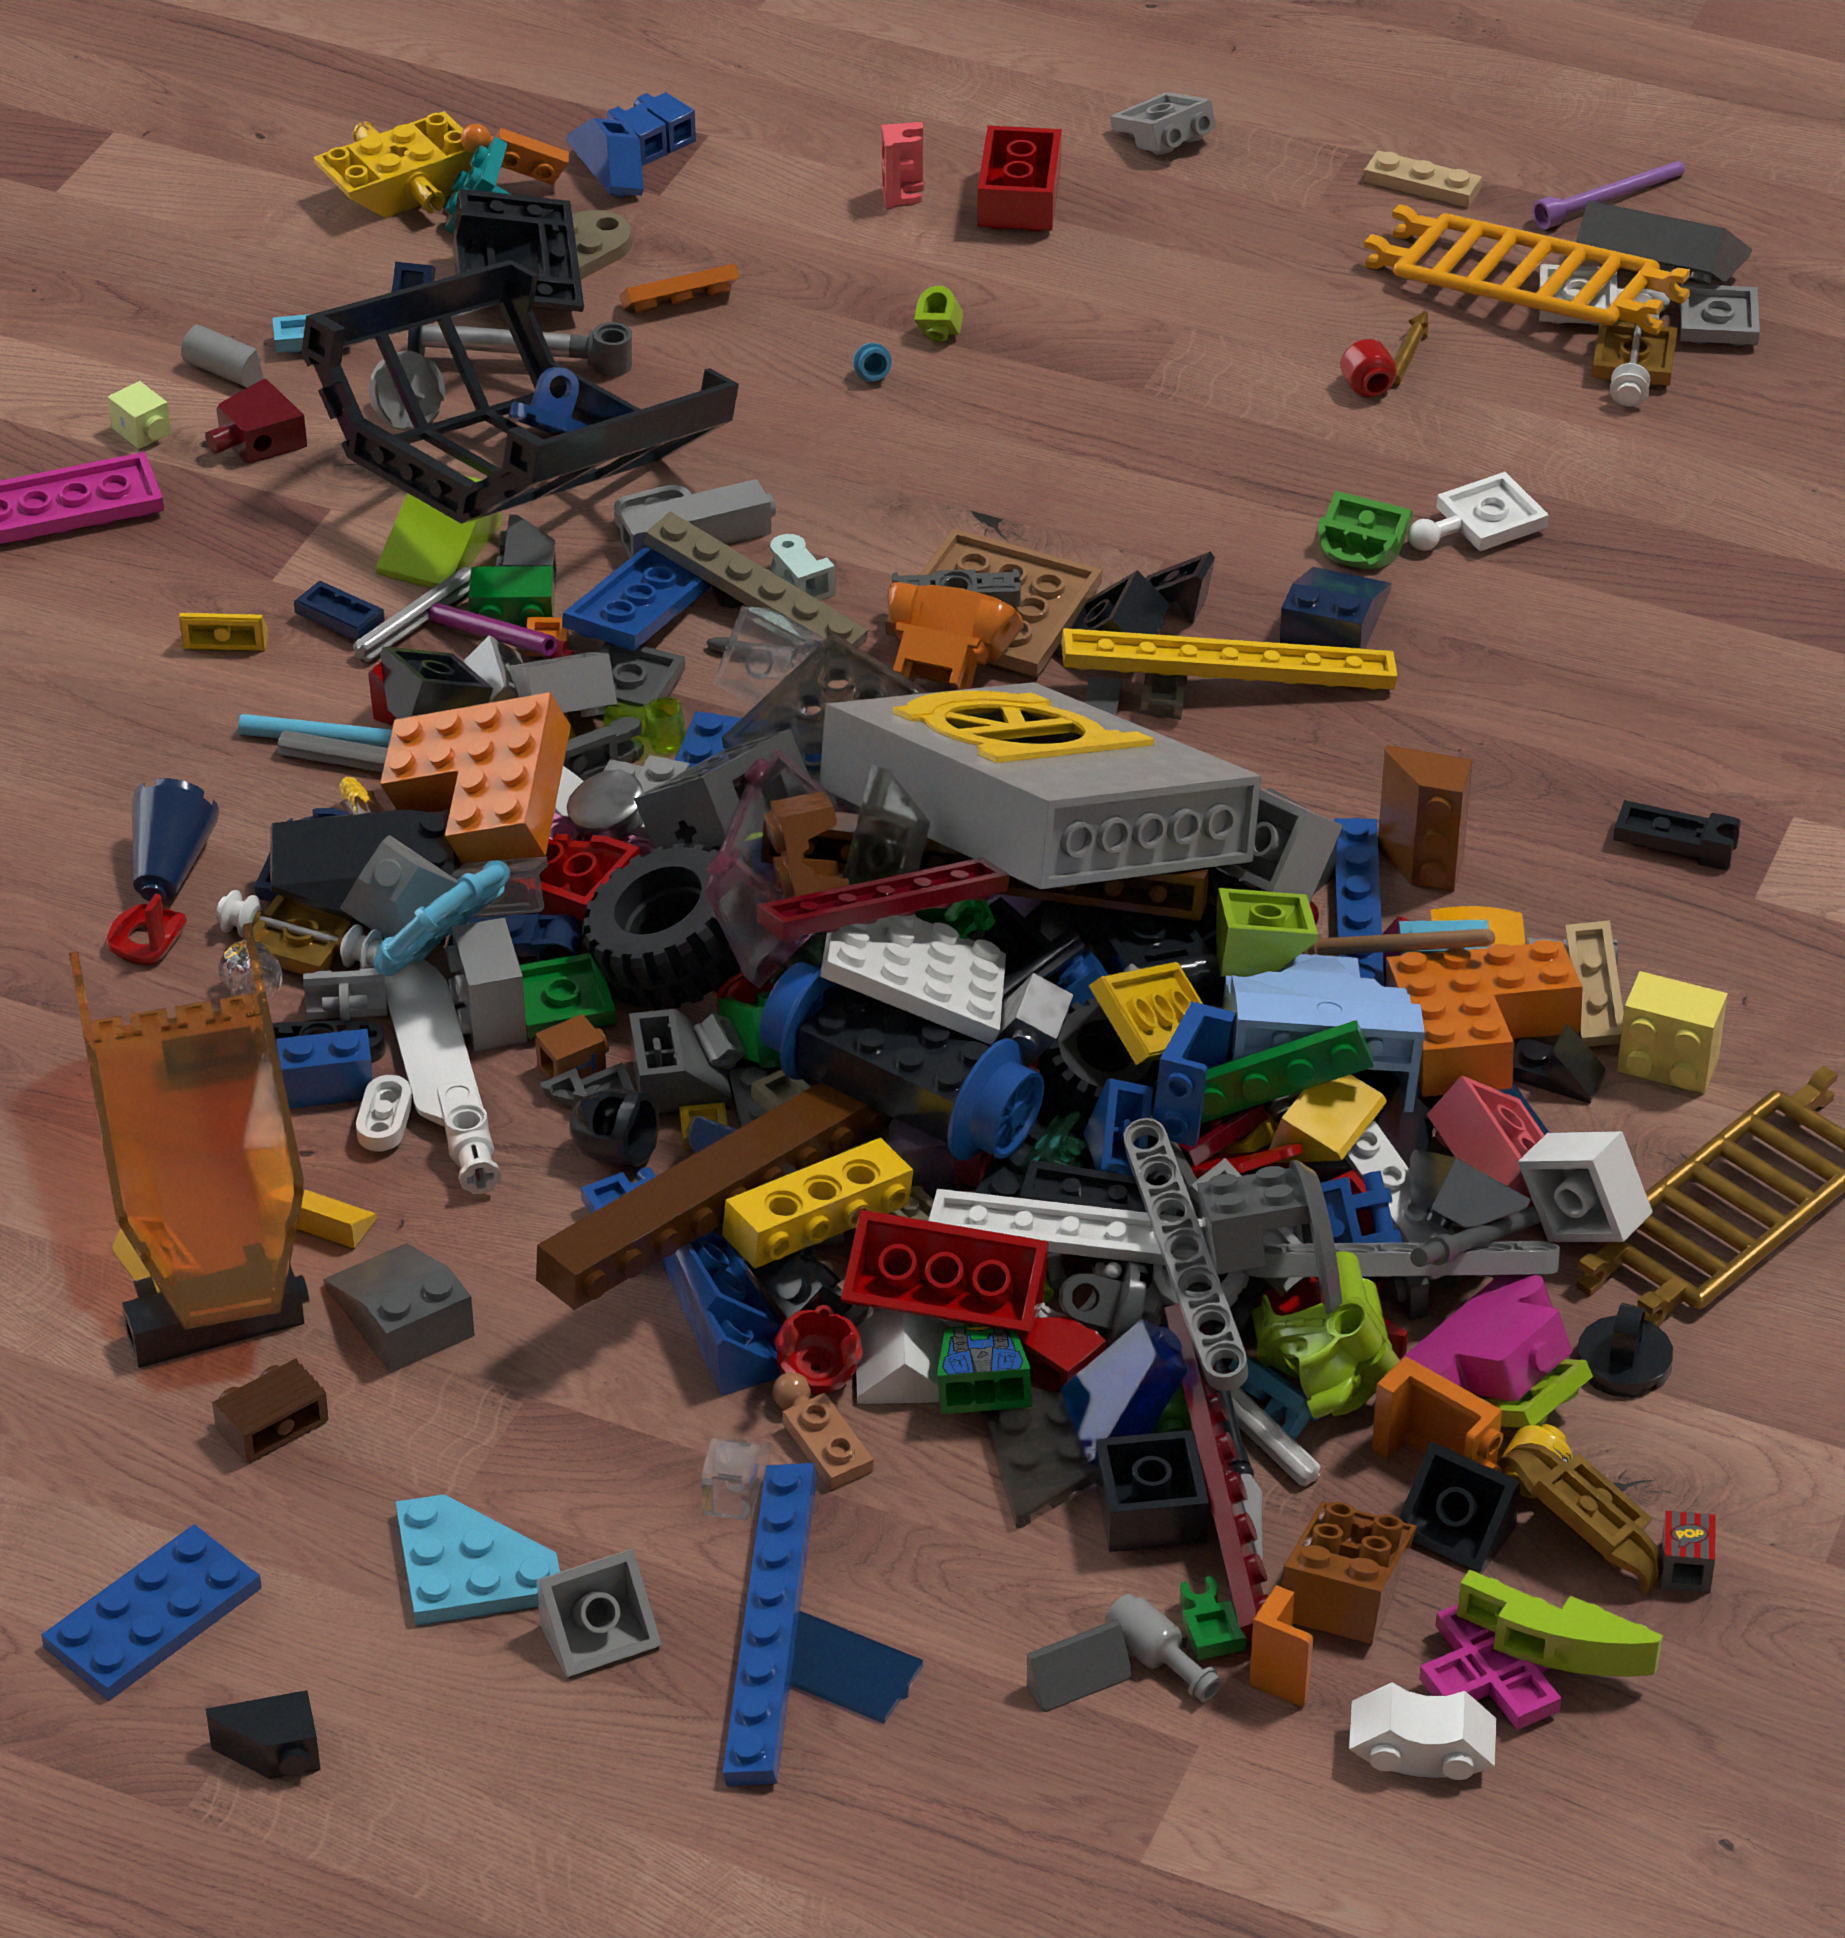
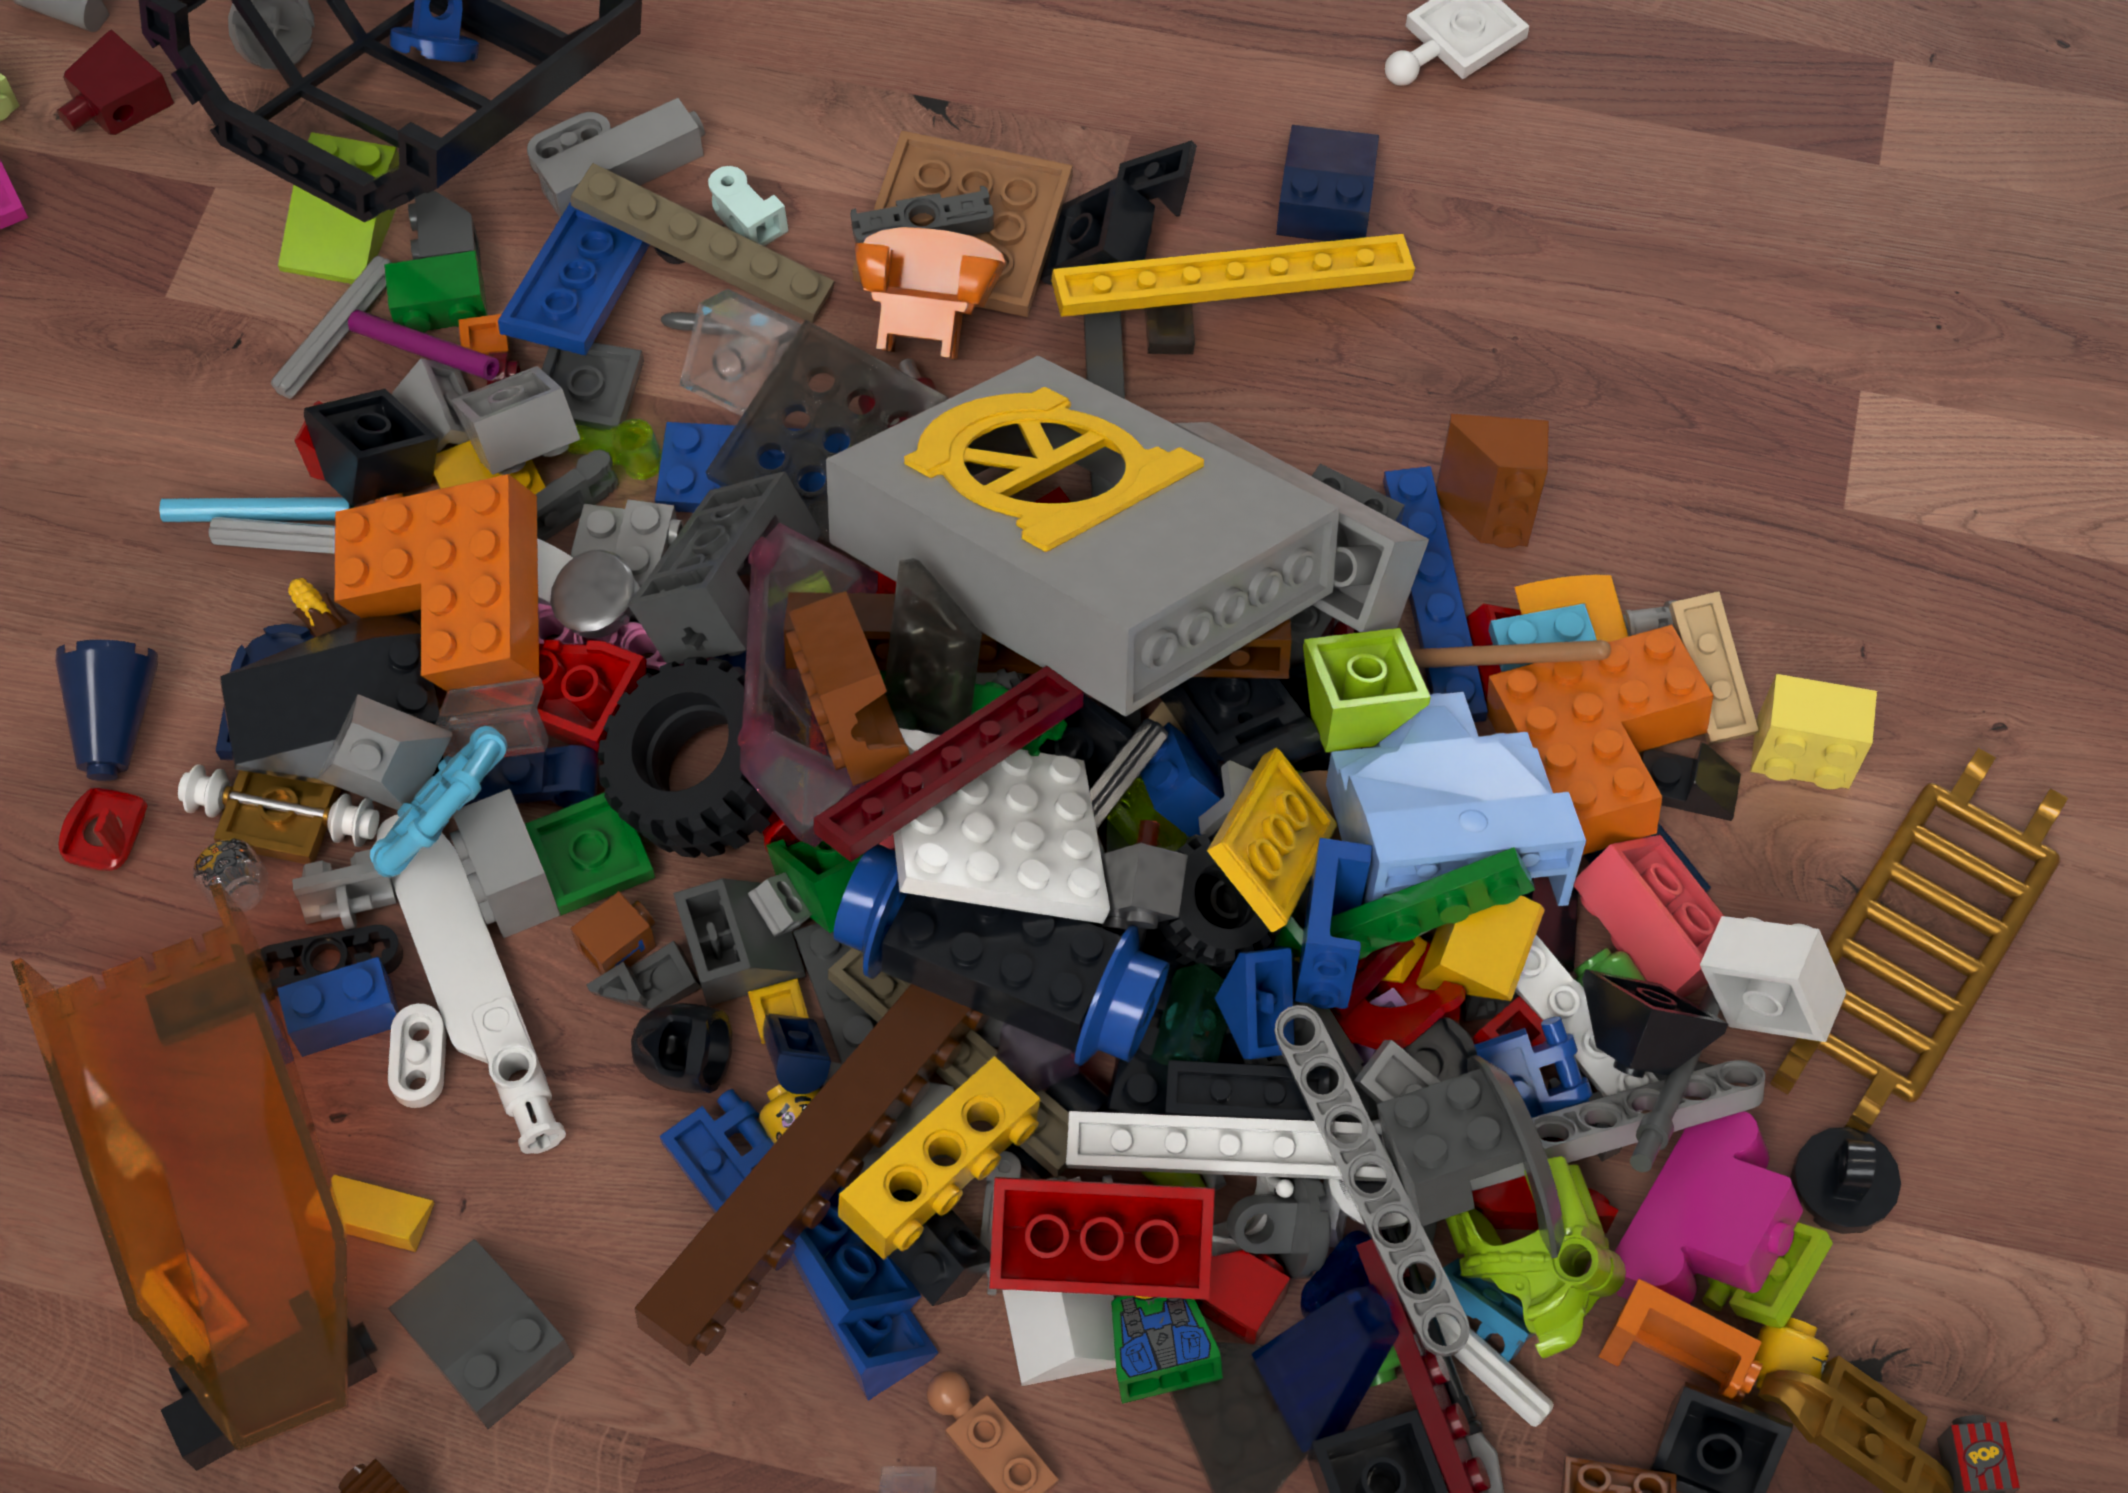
camera: 10 degrees left, 20 degrees up
(223, 631) = (122, 386): yellow slope -> none
(339, 610) = (247, 336): dark blue plate -> none
(820, 1343) = (988, 1331): red hair -> none
(1363, 531) = (1336, 73): bright green slope -> none
(1679, 833) = (1752, 438): black plate -> none

